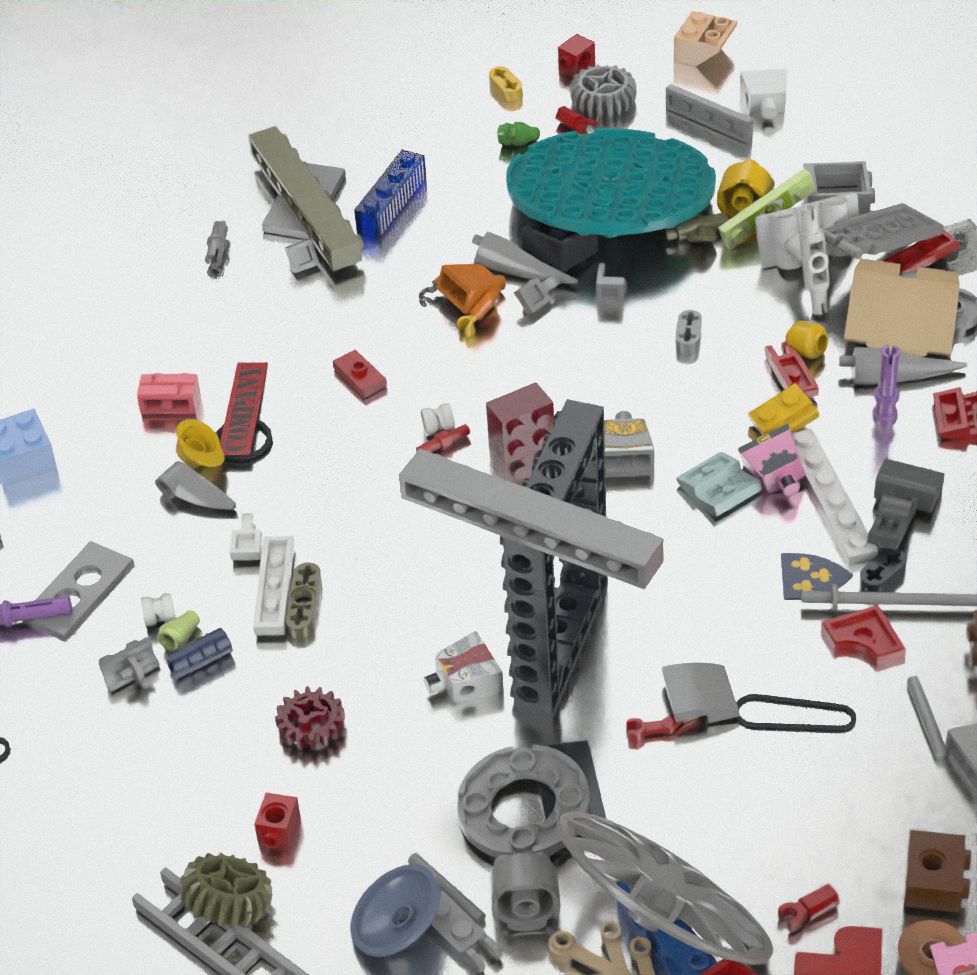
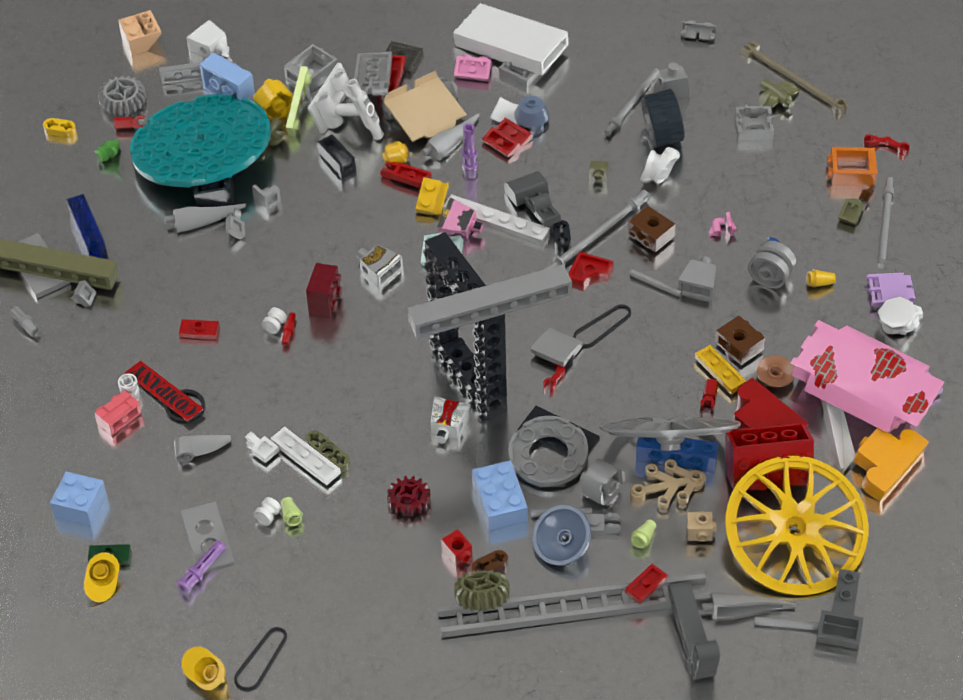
camera: 50 degrees left, 5 degrees up
(128, 664) = (292, 545): light grey hips -> none
(198, 444) = (175, 425): yellow piece -> none
(198, 653) = (316, 513): dark blue axle -> none
(213, 376) = (129, 383): none -> white wheel
(290, 871) = (489, 562): none -> reddish brown beam
(399, 803) = (499, 495): none -> light blue brick
(468, 288) = (201, 246): orange torso -> none
(576, 54) = (79, 85): red brick -> none
(684, 331) = (336, 188): light grey beam -> none
(721, 134) = (225, 77): none -> light blue brick
(737, 298) = (337, 156): none -> black window
(810, 573) = (531, 260): sticker -> none
(865, 884) = (720, 369): none -> yellow plate

